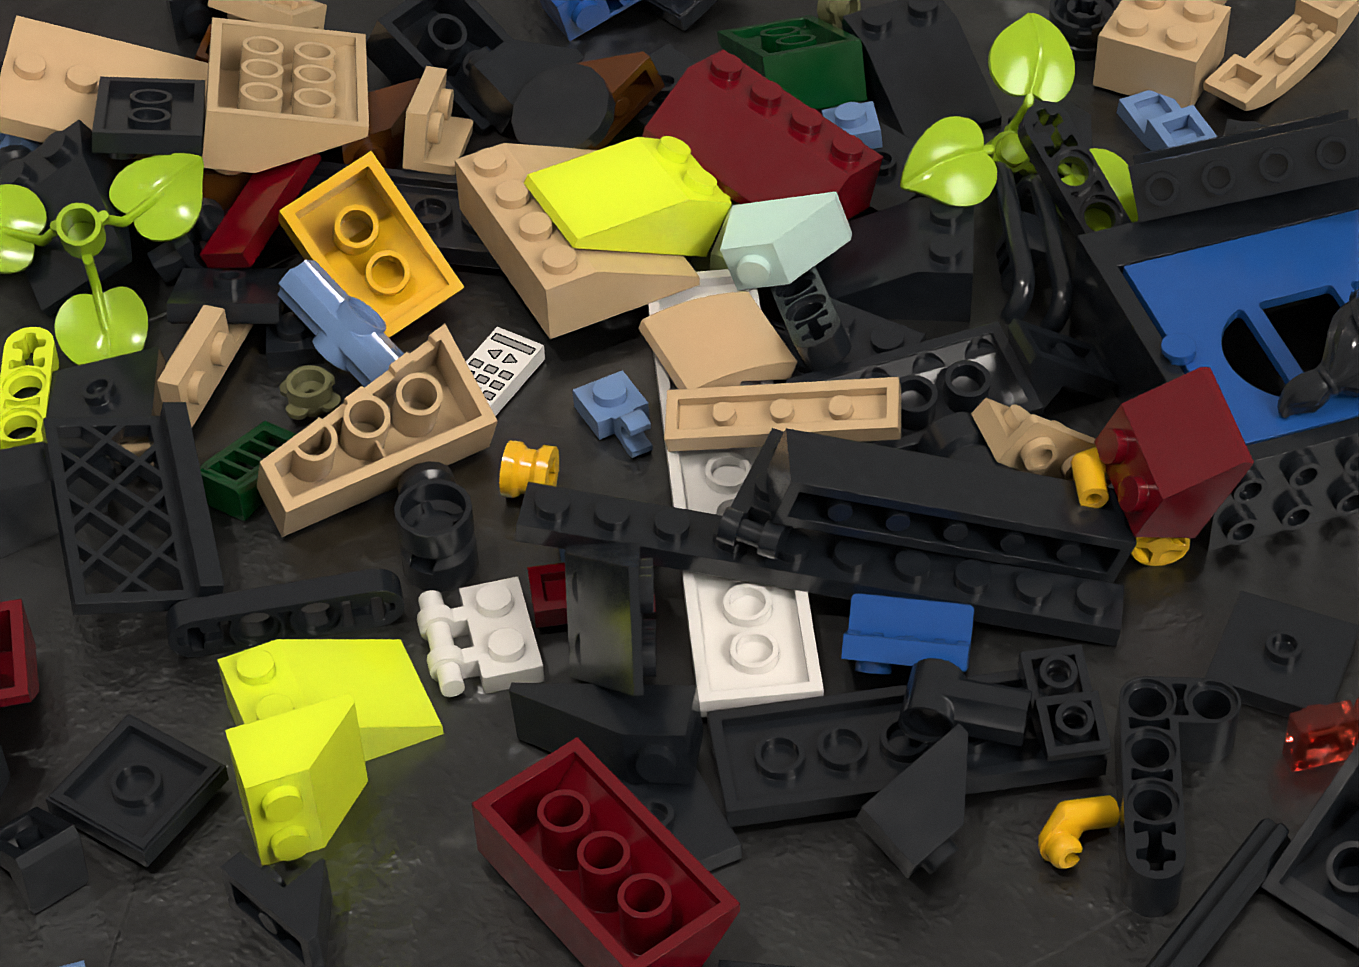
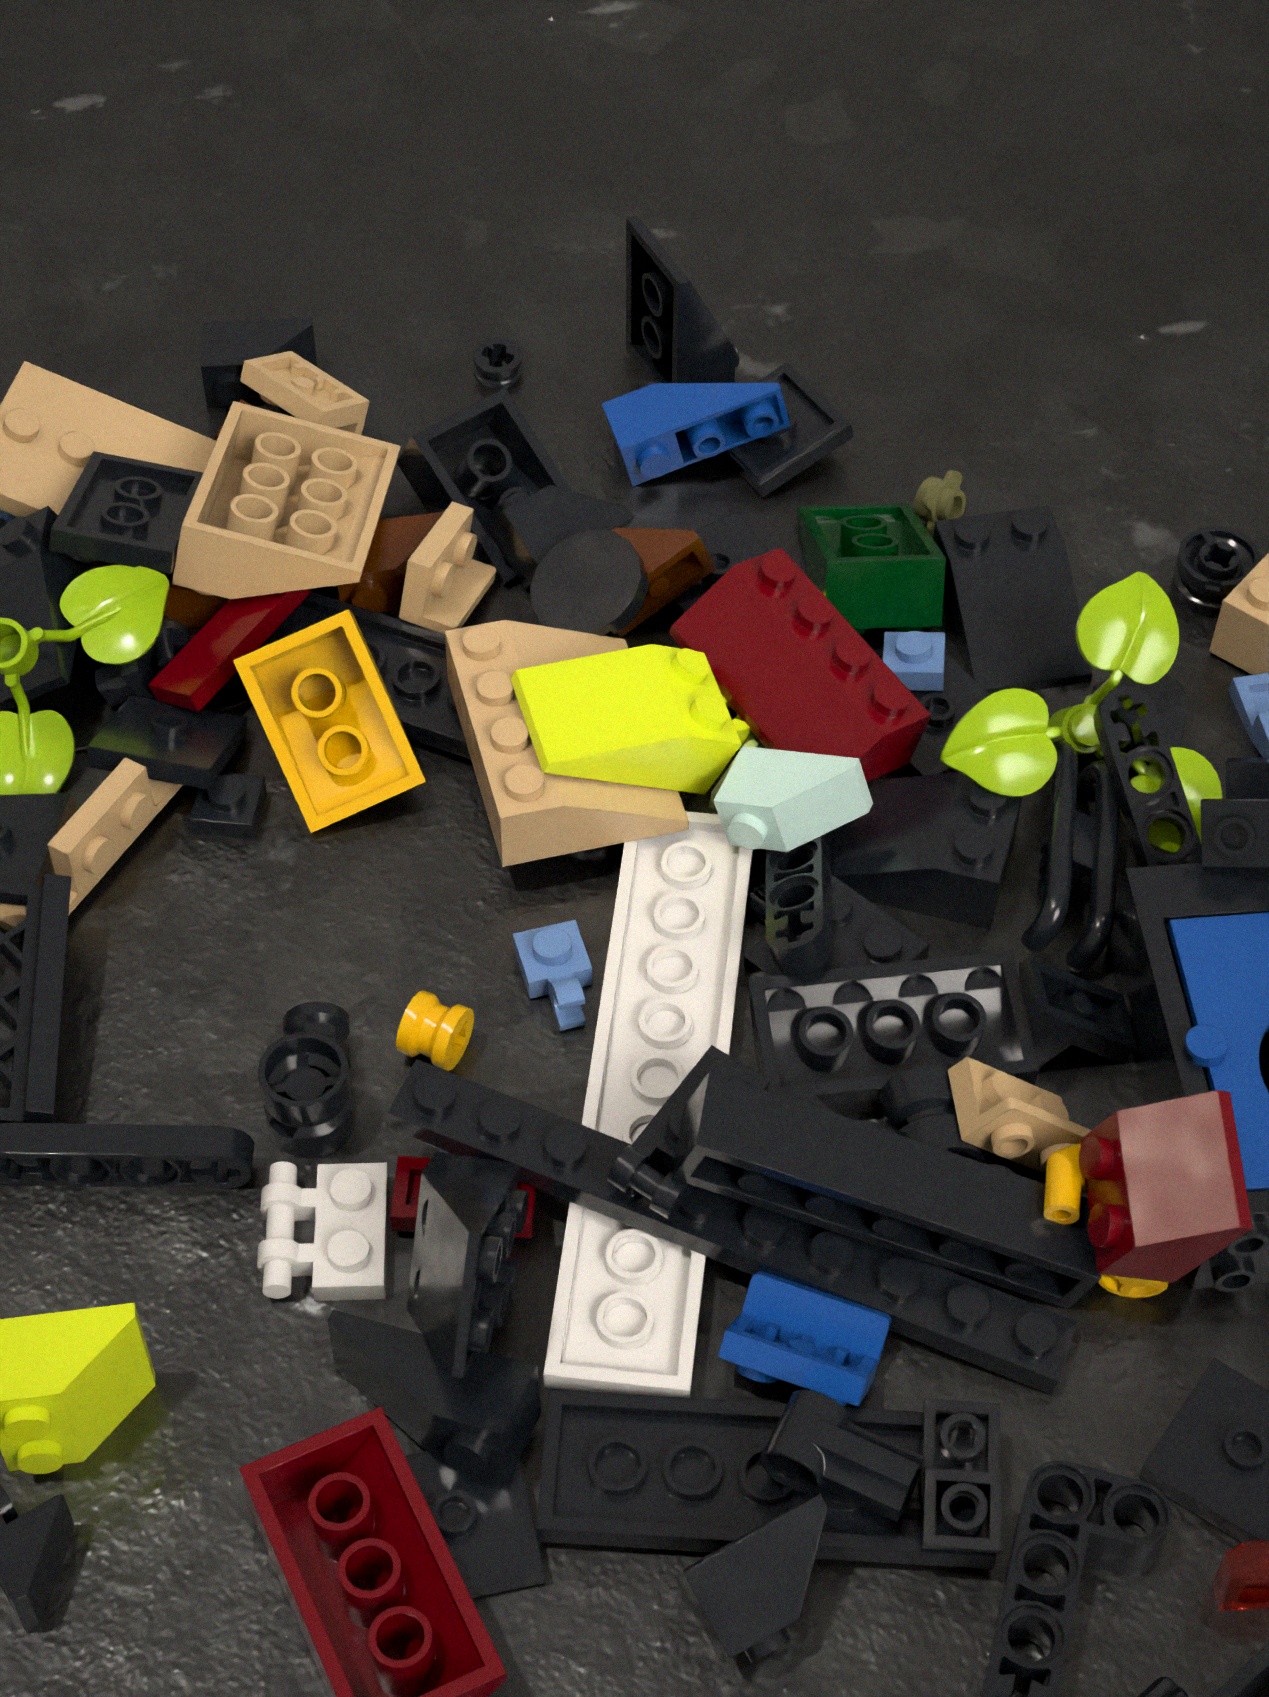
camera: 10 degrees right, 5 degrees up
(218, 473) = (117, 995): dark green slope -> none
(300, 672) = (172, 1262): neon yellow slope -> none
(309, 392) = (221, 865): olive plate -> none
(345, 327) = (281, 818): medium blue piece -> none
(407, 416) = (310, 944): tan wedge -> none
(504, 365) = (428, 897): white tile -> none
(717, 342) = (683, 917): tan slope -> none
(748, 413) = (748, 1026): tan plate -> none
(1062, 831) = (927, 1631): yellow arm -> none

